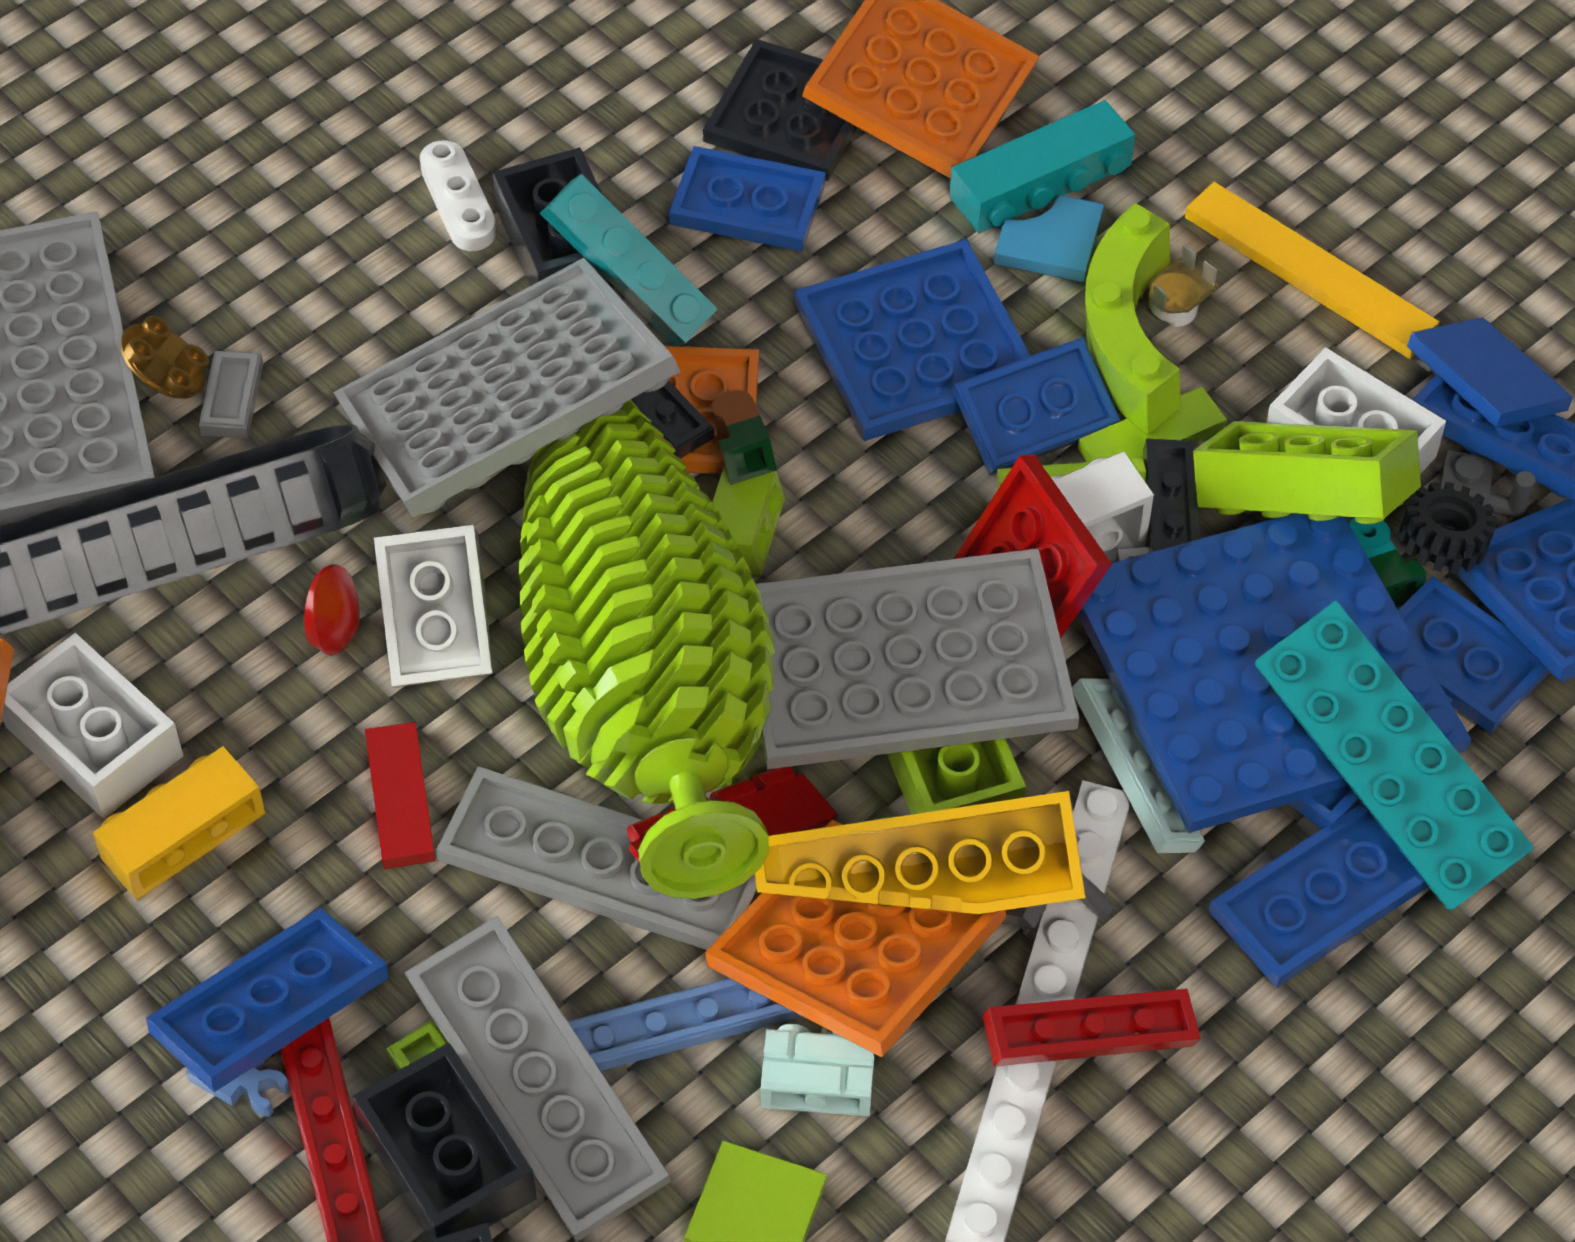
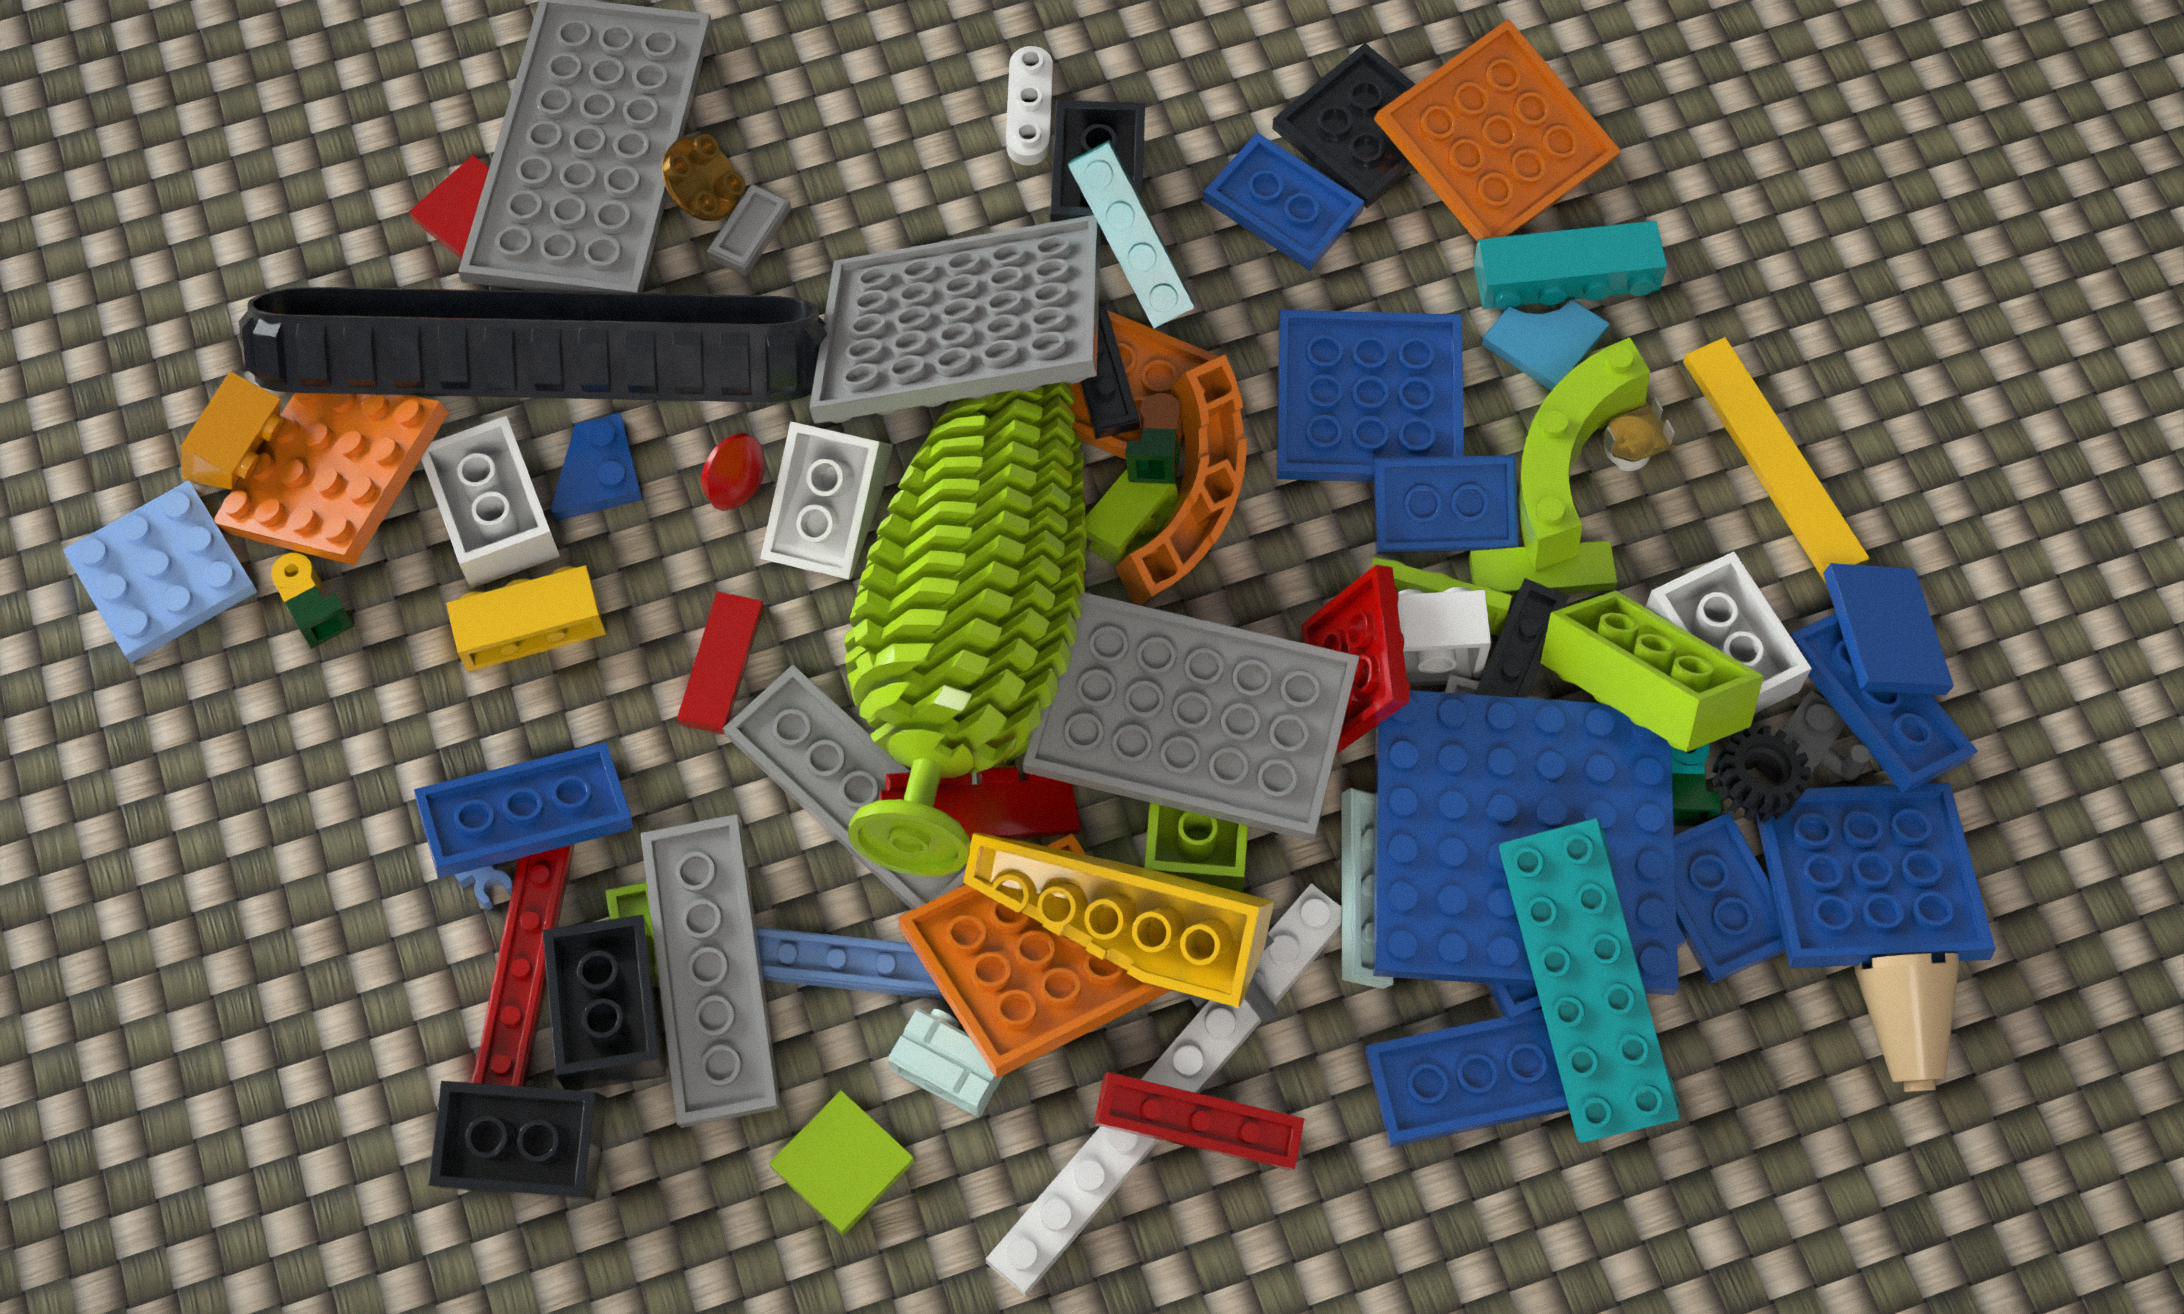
camera: 25 degrees right, 10 degrees up
(184, 661) = (596, 470): none -> blue wing
(807, 458) = (1209, 486): none -> orange brick

